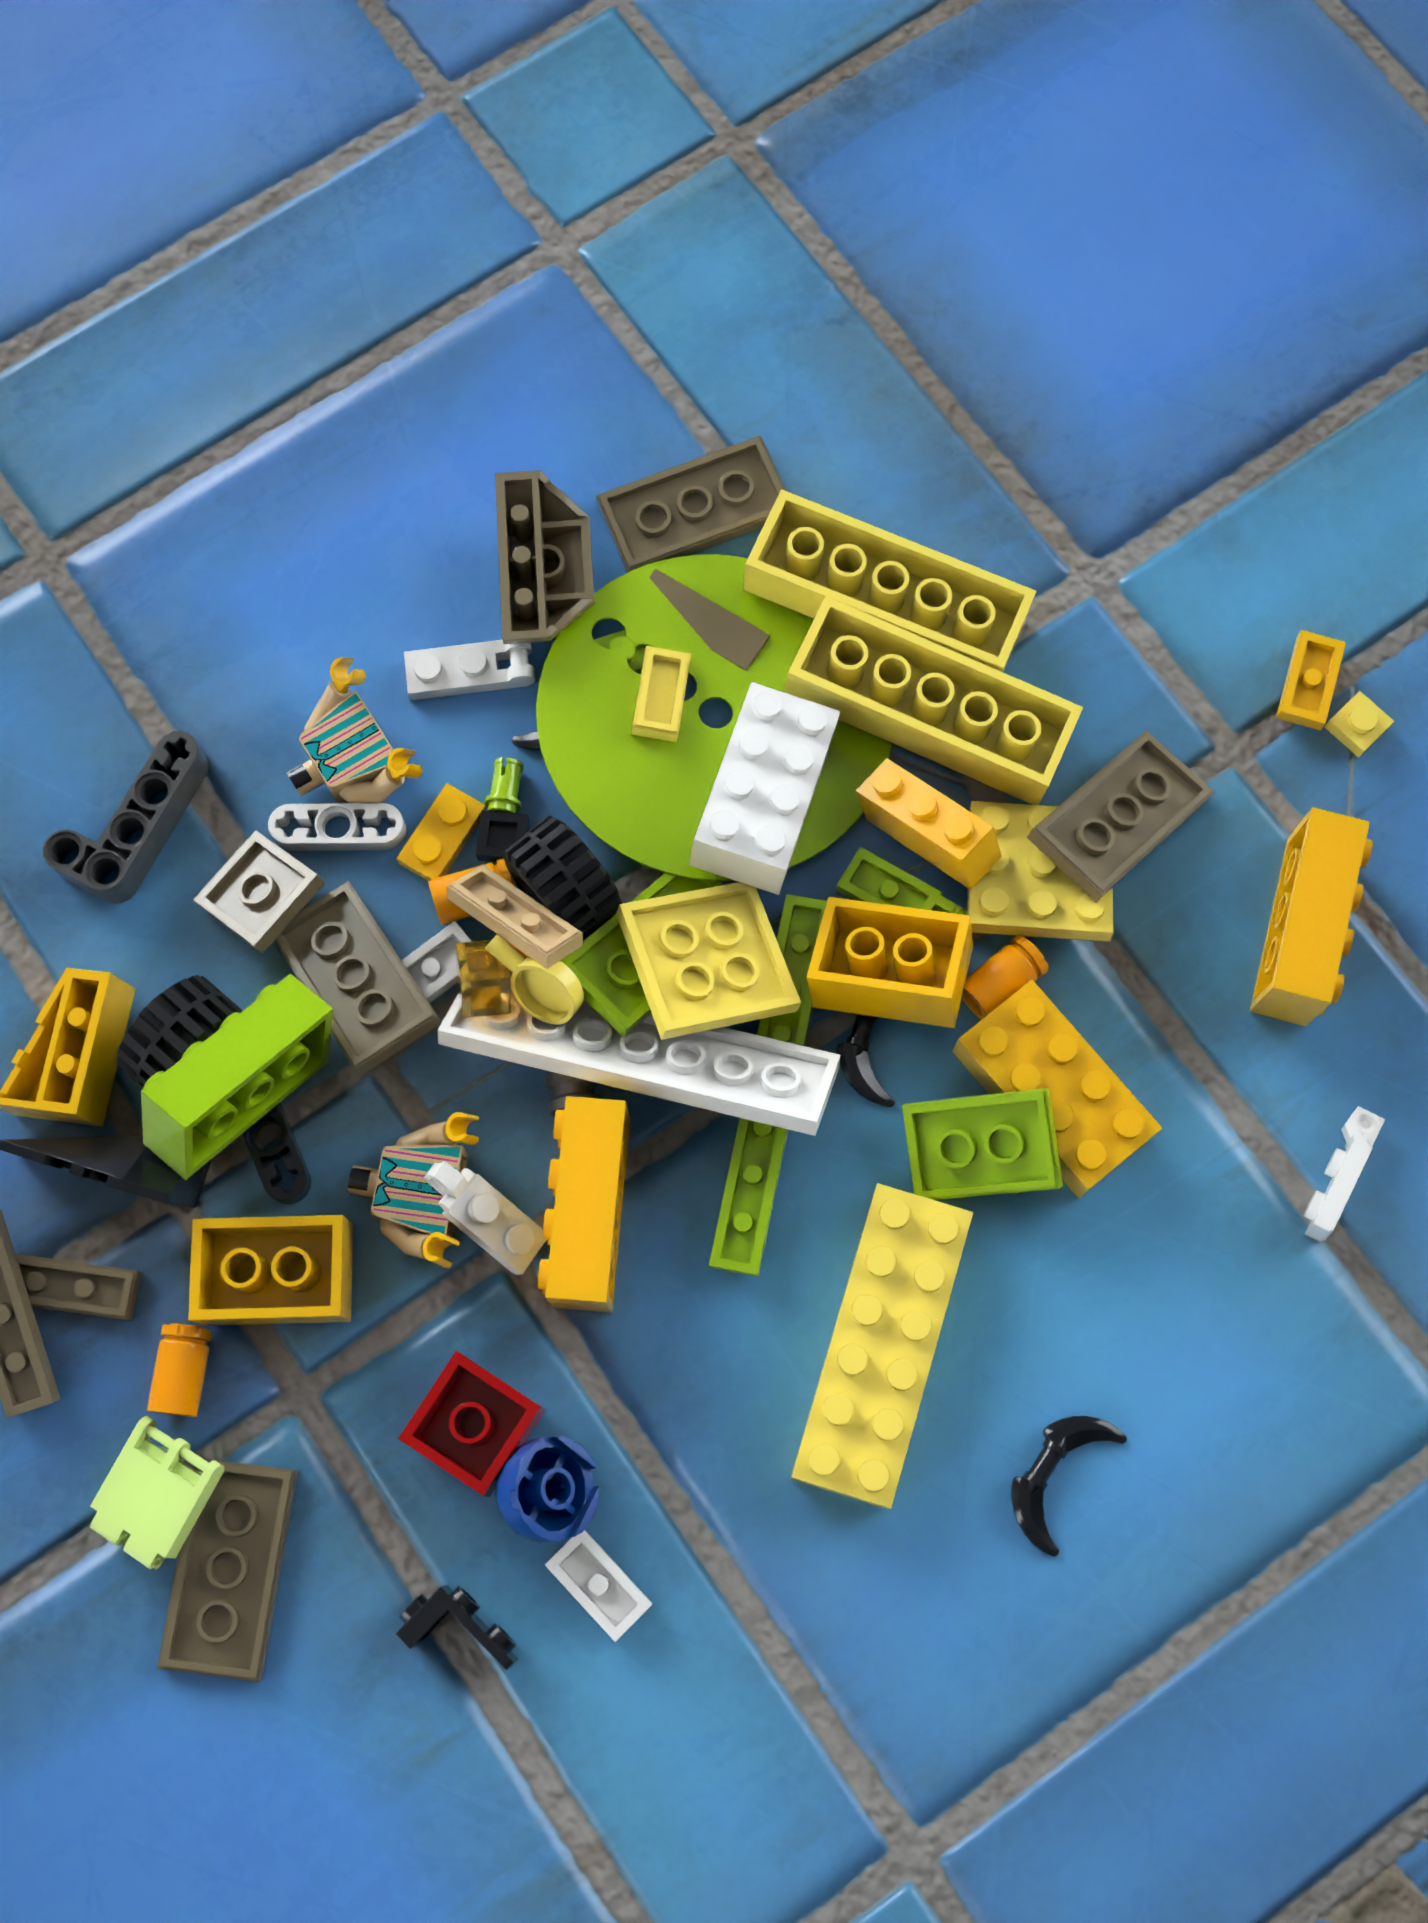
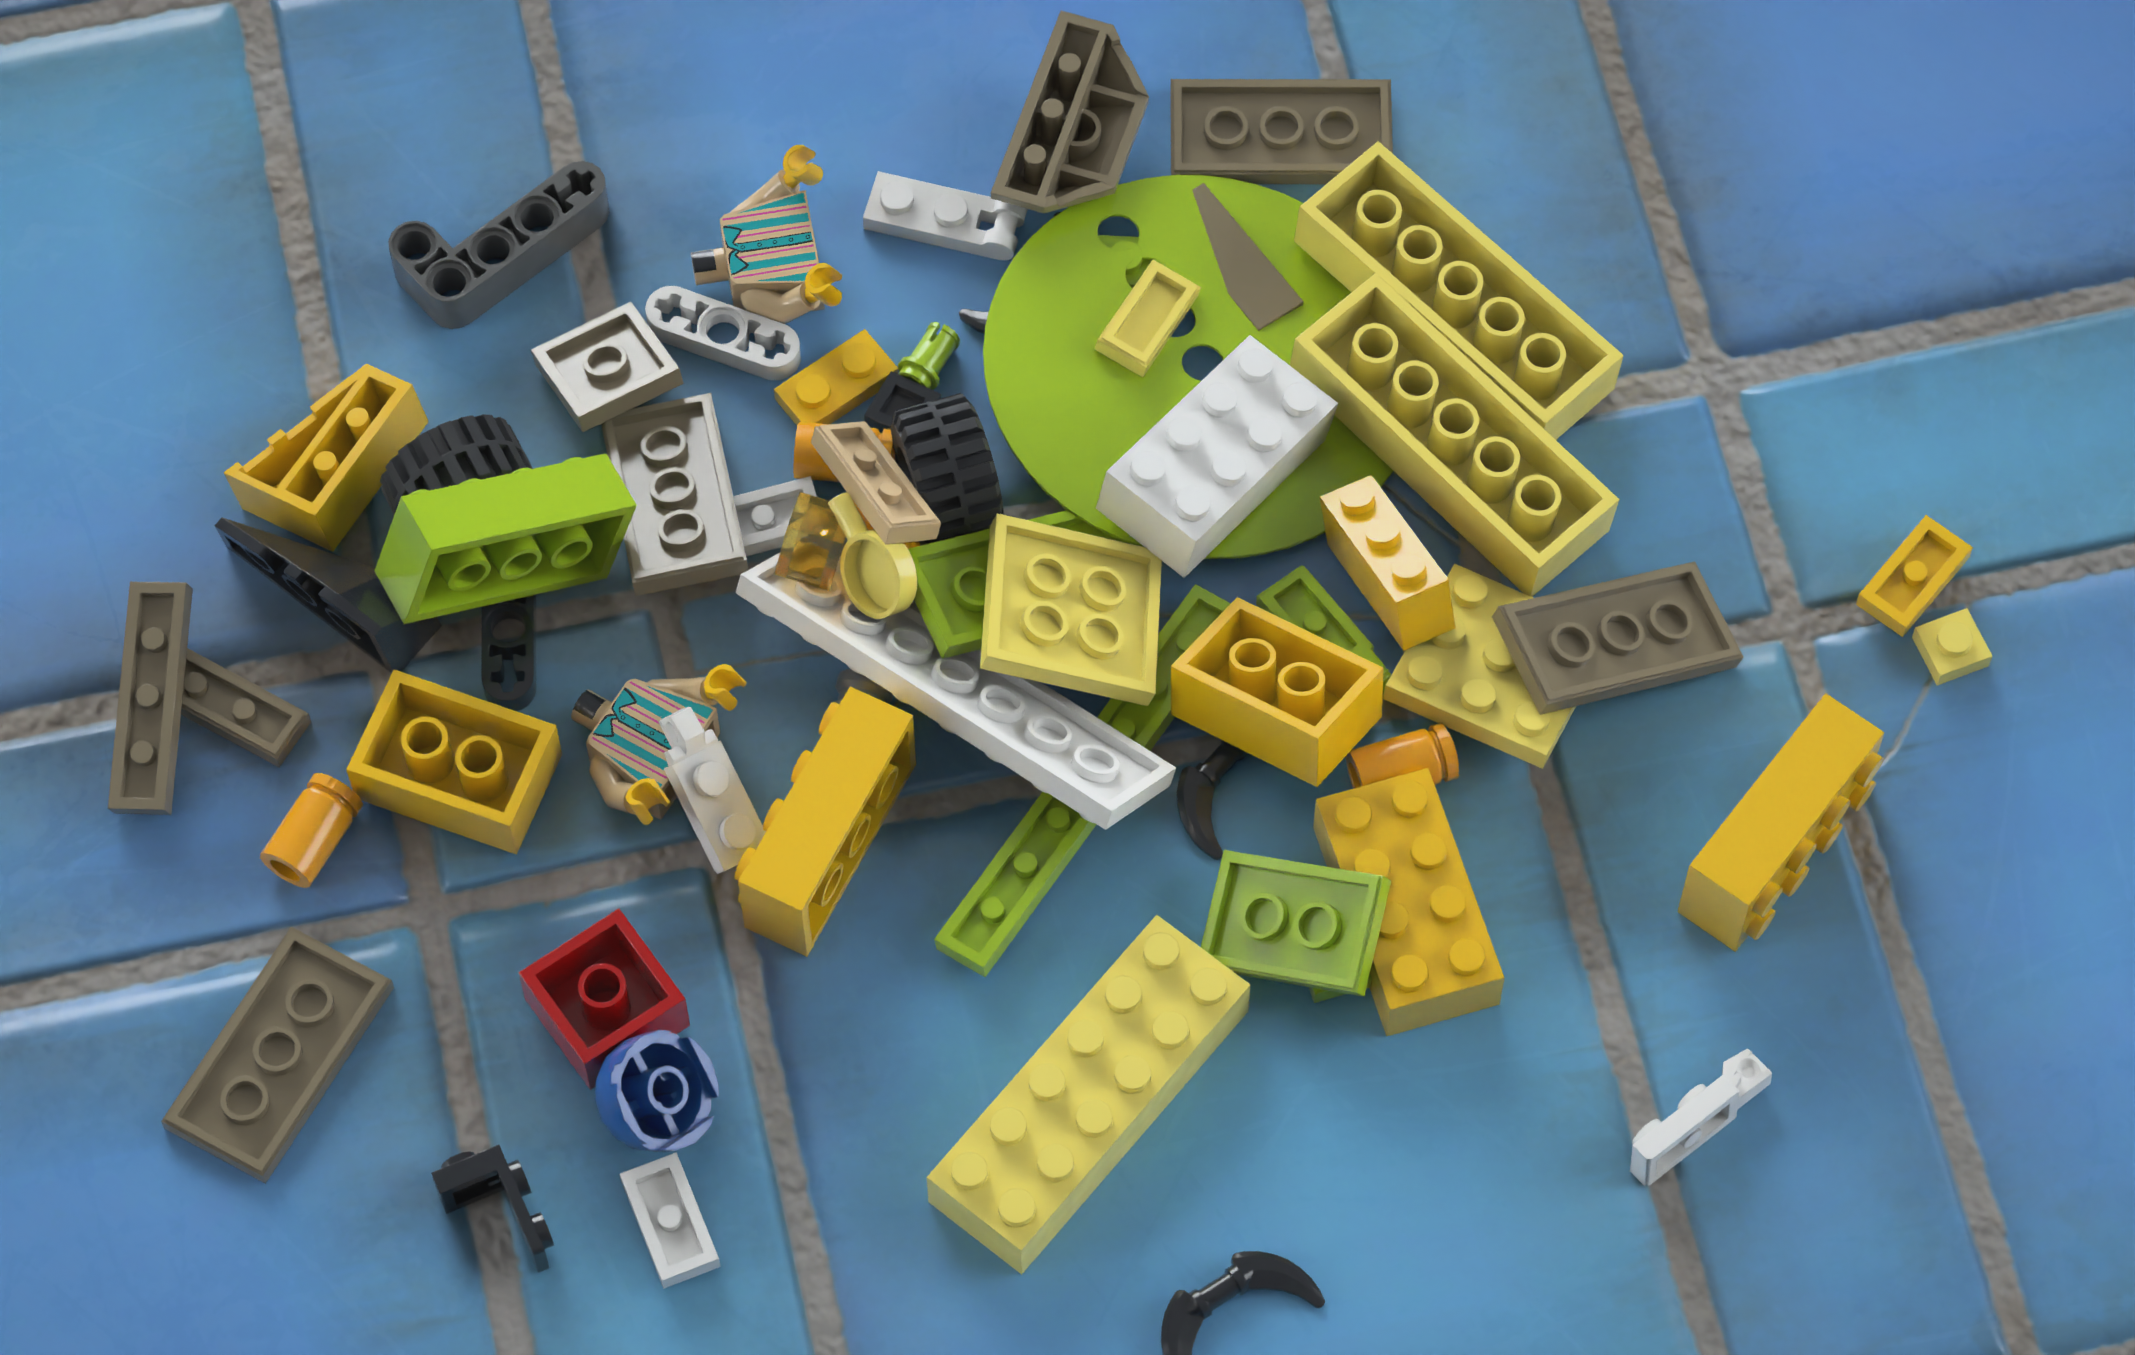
camera: 20 degrees right, 10 degrees down
(153, 1495) = (231, 942): yellowish green plate -> none

